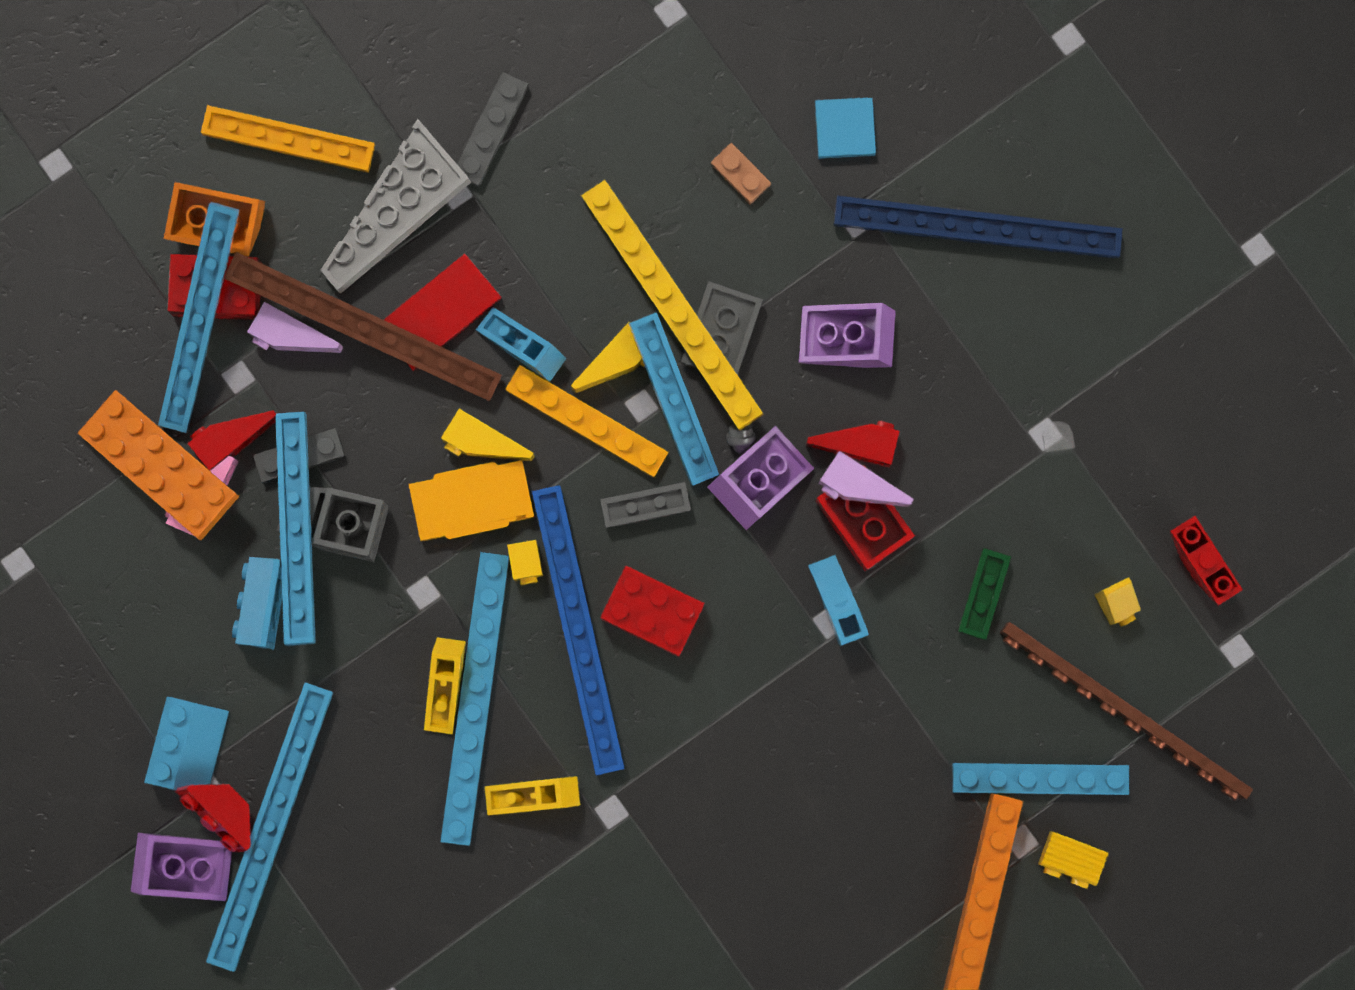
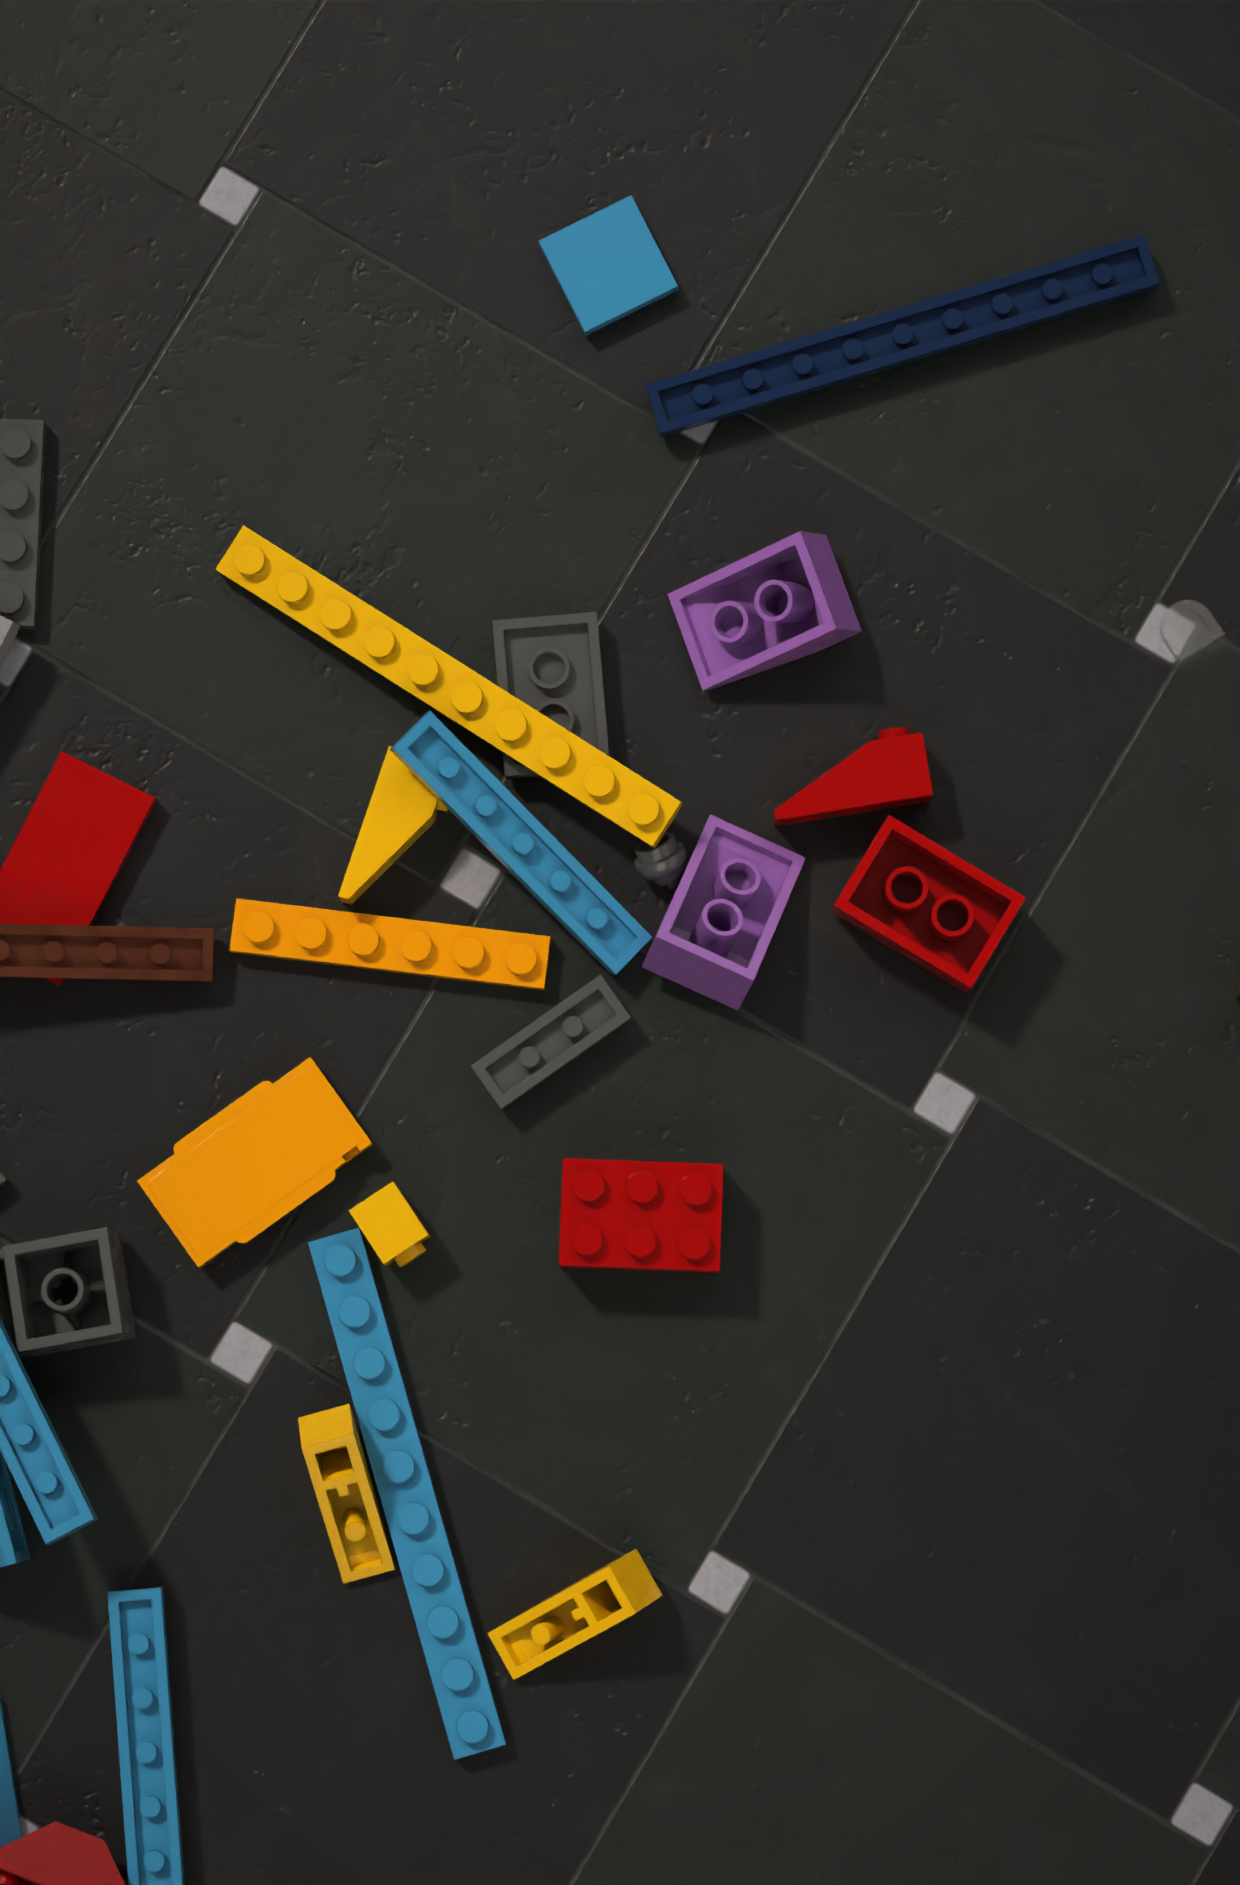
camera: 20 degrees left, 0 degrees up
(479, 440) = (221, 1054): yellow slope -> none
(522, 344) = (224, 861): dark azure slope -> none
(578, 630) = (530, 1302): blue plate -> none
(740, 173) = (466, 417): nougat plate -> none
(838, 601) = (944, 1062): dark azure slope -> none
(857, 483) = (888, 851): lavender slope -> none
(984, 594) = (1181, 944): dark green plate -> none

